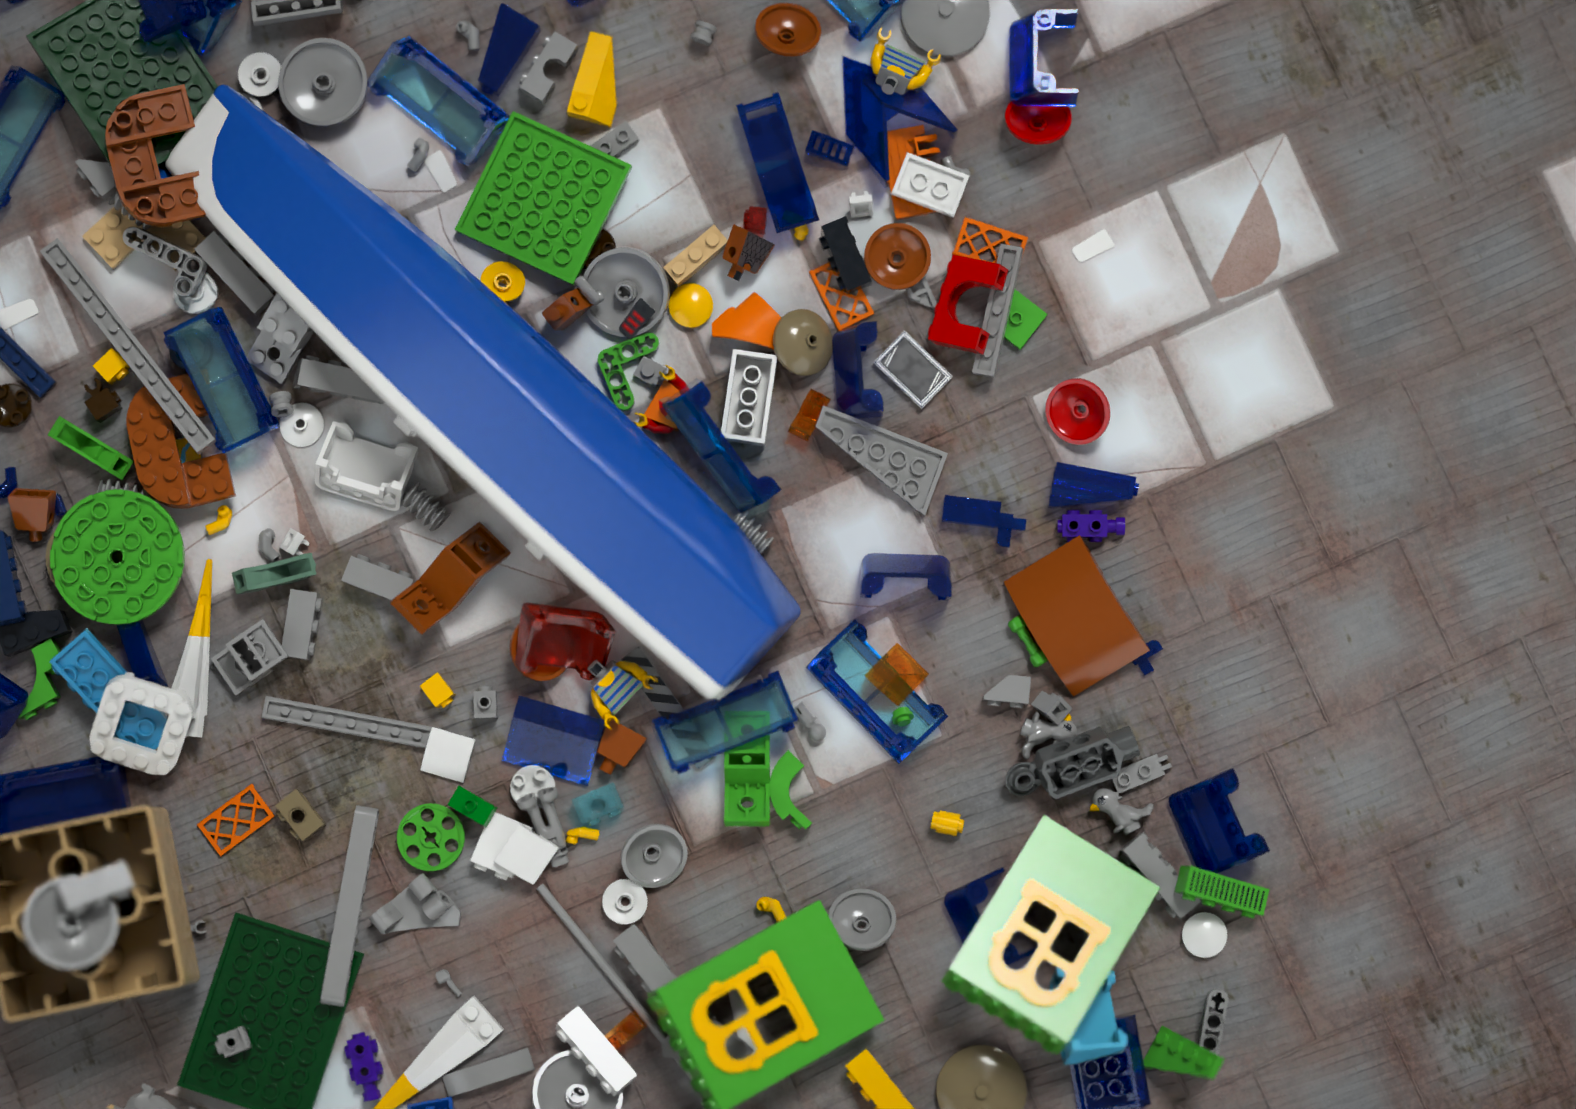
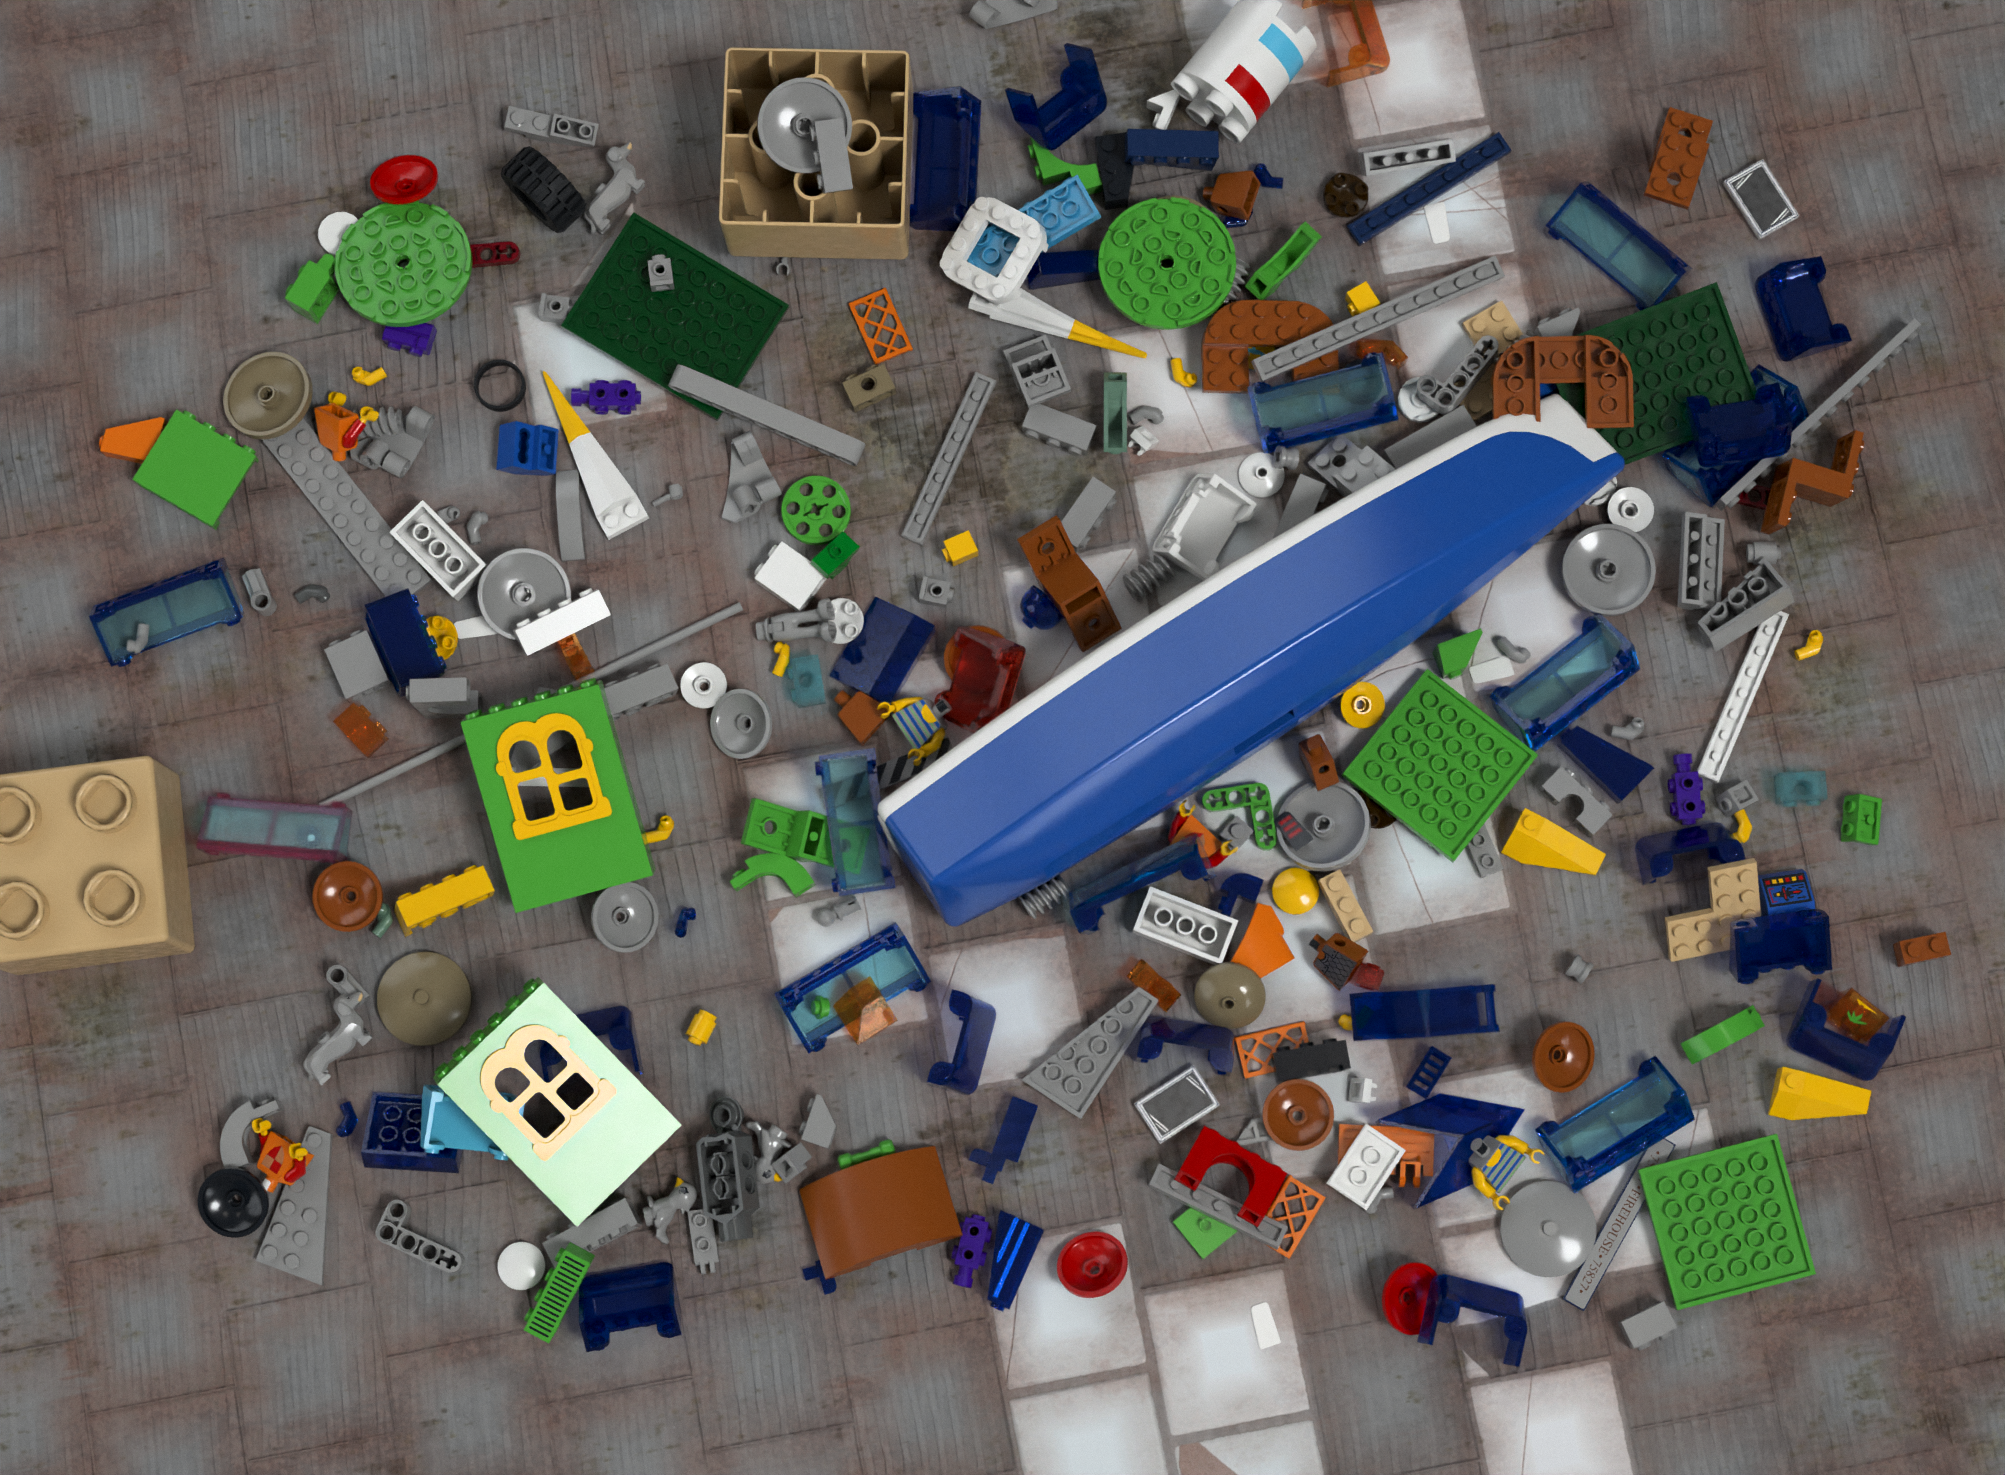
camera: 105 degrees right, 5 degrees down
(103, 402) = (1327, 284): dark brown brick -> none
(157, 347) = (1392, 352): none -> clear orange slope
(436, 204) = (1455, 654): none -> bright green slope
(447, 754) = (894, 544): white slope -> none
(481, 601) = (1039, 610): none -> clear blue cylinder
(526, 854) = (773, 597): white slope -> none
(592, 296) = (1334, 785): light grey arm -> none
(698, 356) = (1239, 886): none -> clear blue brick
(855, 865) = (682, 922): none -> clear blue arm
(1181, 1056) = (402, 1208): bright green wing -> none

